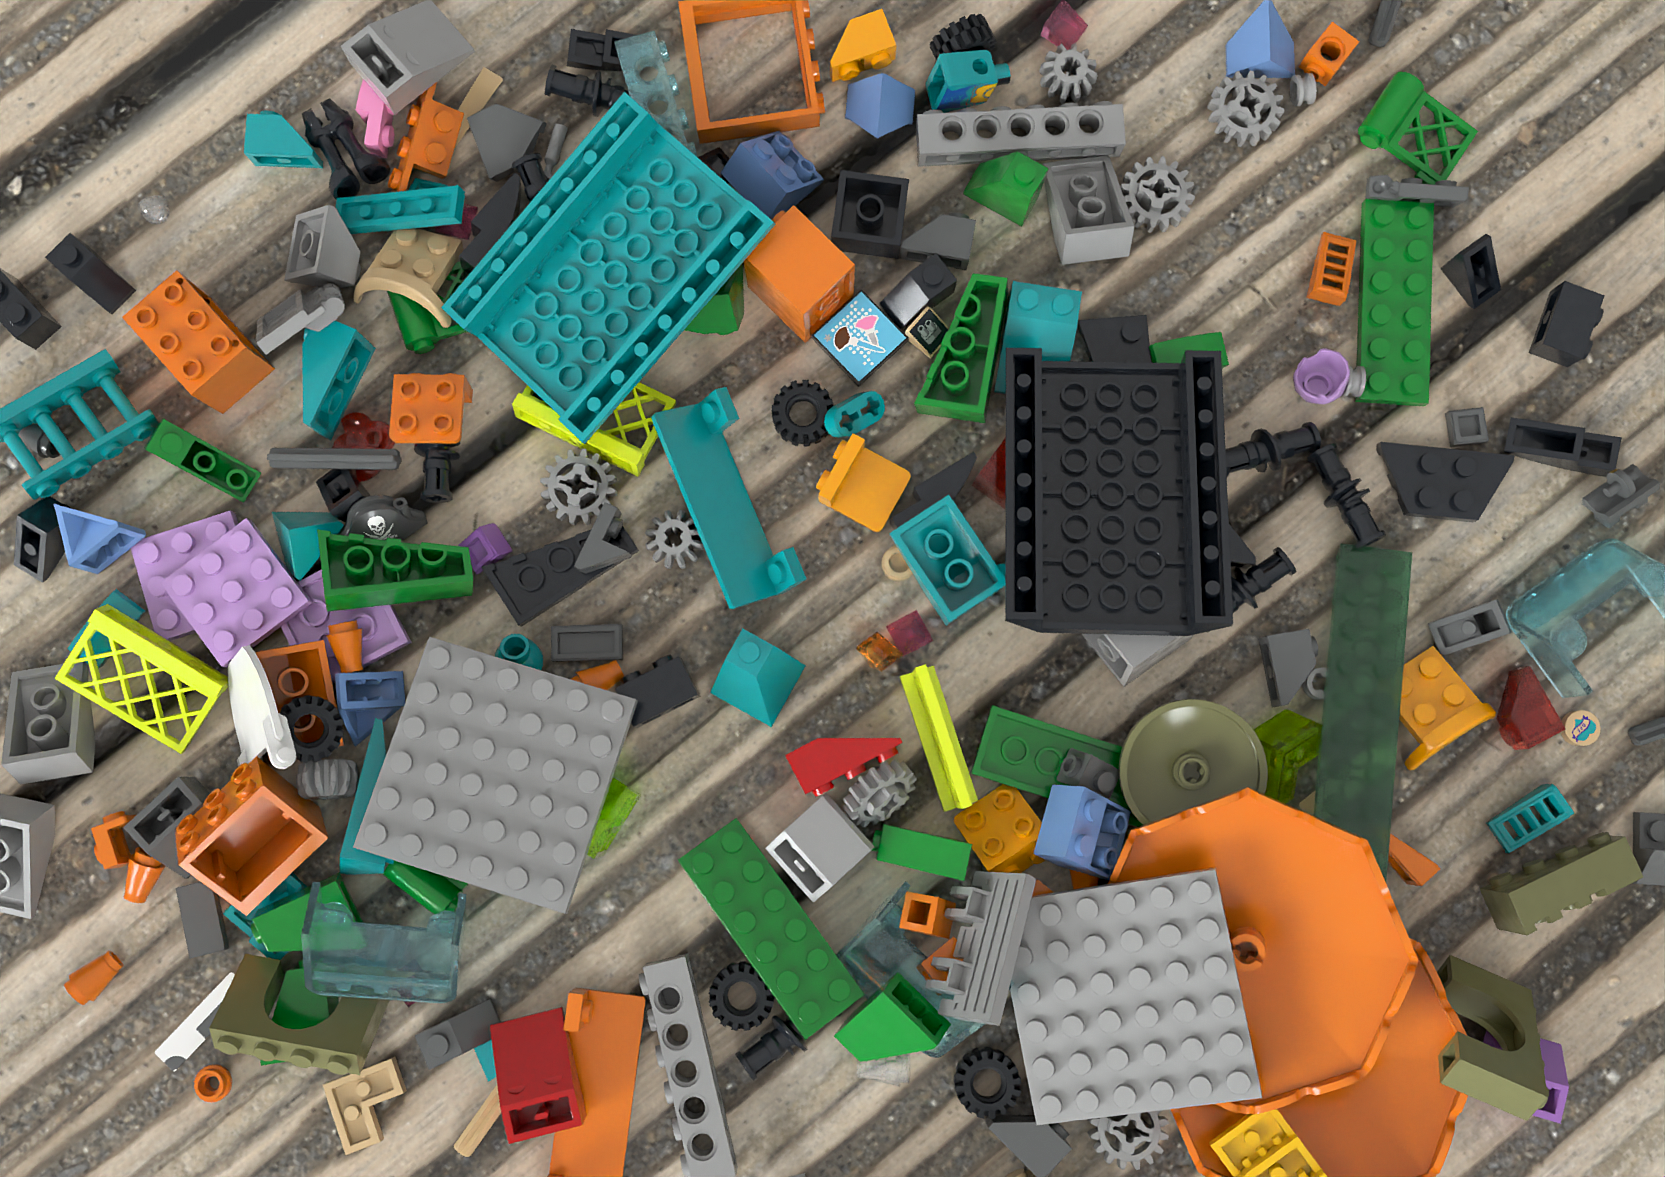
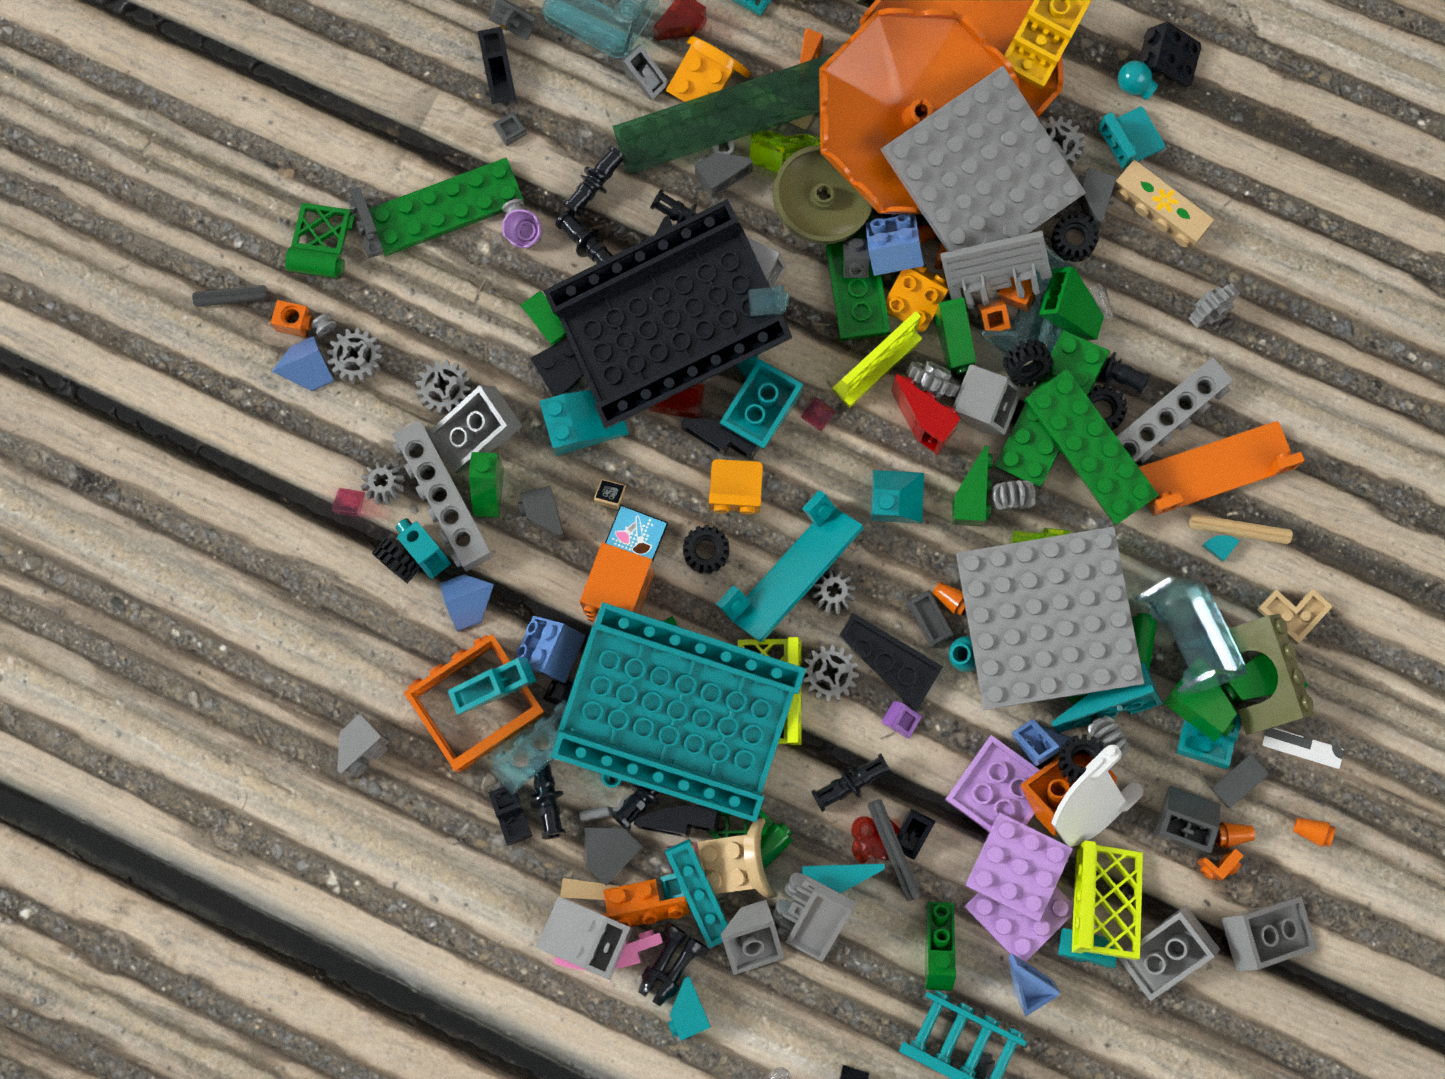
camera: 115 degrees left, 5 degrees down
(39, 539) = (1050, 1027): black slope -> none
(198, 342) = (863, 981): orange container -> none
(203, 1087) = (1343, 714): orange plate -> none
(249, 835) = (1171, 764): orange container -> none
(299, 537) = (957, 844): teal slope -> none
(347, 645) = (1013, 772): orange cone -> none
(383, 518) = (924, 795): dark grey hat -> none
(389, 572) = (958, 774): green wedge -> none
(428, 408) = (828, 797): orange bracket -> none
(457, 1034) = (1220, 573): dark grey slope -> none
(536, 1076) = (1219, 506): red slope -> none
(597, 551) = (869, 633): dark grey slope -> none
(659, 689) = (936, 553): black brick -> none
(682, 819) = (1013, 495): none -> light grey gear
(692, 947) = (1091, 447): none -> green plate
(710, 767) = (970, 500): none -> green slope
(754, 83) = (492, 685): none -> teal slope
(838, 922) = (1021, 355): none -> black tyre
(858, 420) = (691, 513): teal beam -> none
(863, 46) = (424, 631): light orange slope -> none
(869, 214) = (548, 567): black brick -> none
(878, 652) = (841, 425): clear orange slope -> none
(895, 566) = (778, 443): tan tile -> none
(920, 288) = (586, 511): black slope -> none
(965, 365) = (615, 457): green wedge -> none
(1070, 612) = (768, 301): none -> clear light blue bracket
(1326, 293) = (451, 261): orange slope -> none
(1443, 480) = (553, 128): black wing -> none
(1474, 272) = (403, 165): black slope -> none
(1567, 324) = (413, 94): black brick -> none

